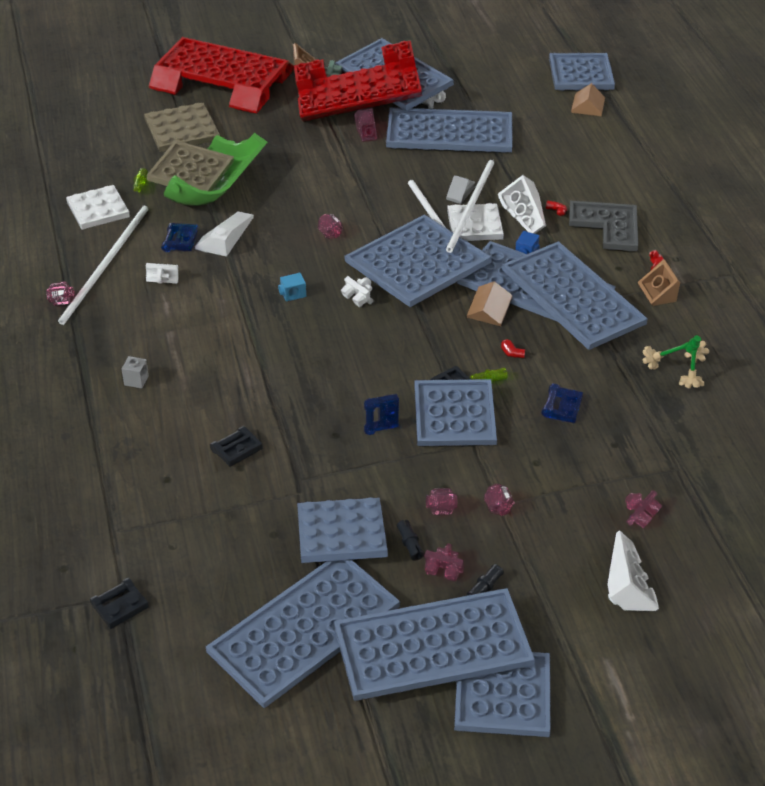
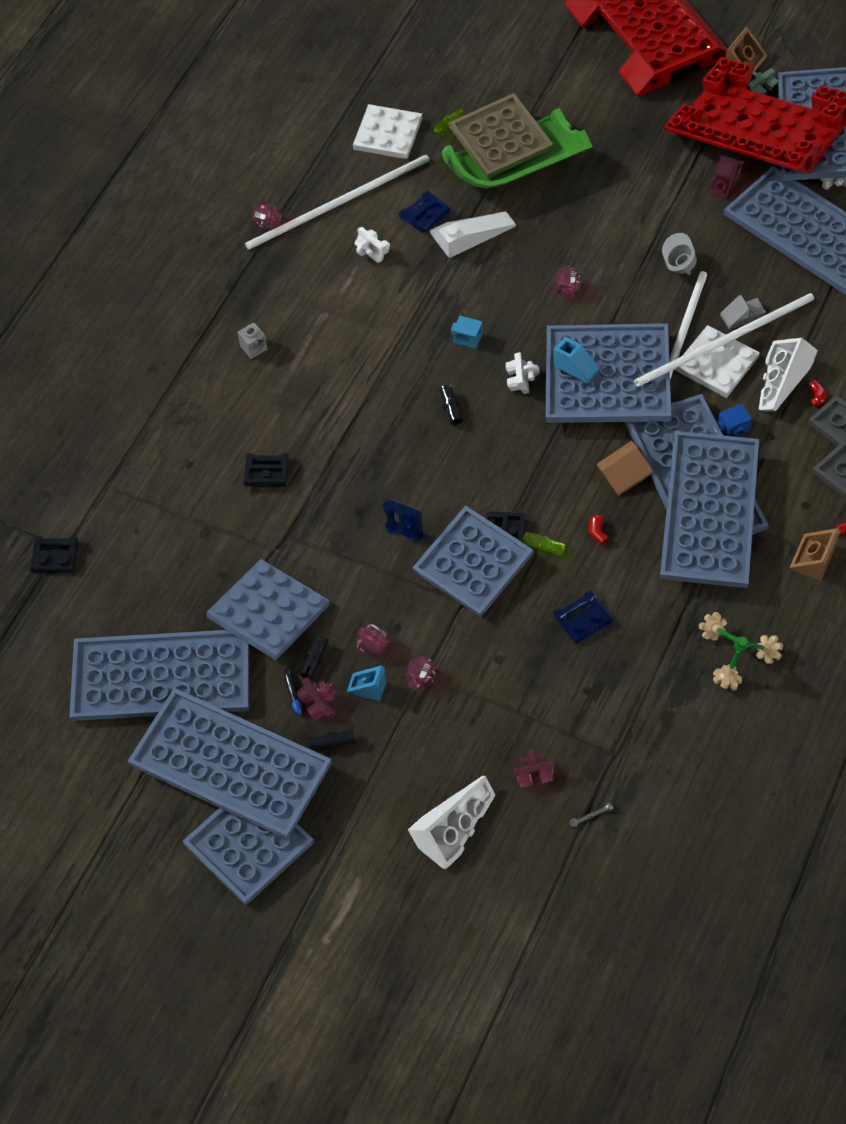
camera: 45 degrees right, 15 degrees up
(185, 124) = (550, 74): dark tan plate -> none
(329, 334) = (451, 405): none -> black pin
(387, 175) = (679, 253): none -> light grey piece
(394, 257) = (574, 360): none -> dark azure slope
(430, 578) = (292, 690): none -> black piece
(470, 529) = (368, 683): none -> dark azure slope
(701, 524) = (573, 823): none -> flat silver hinge

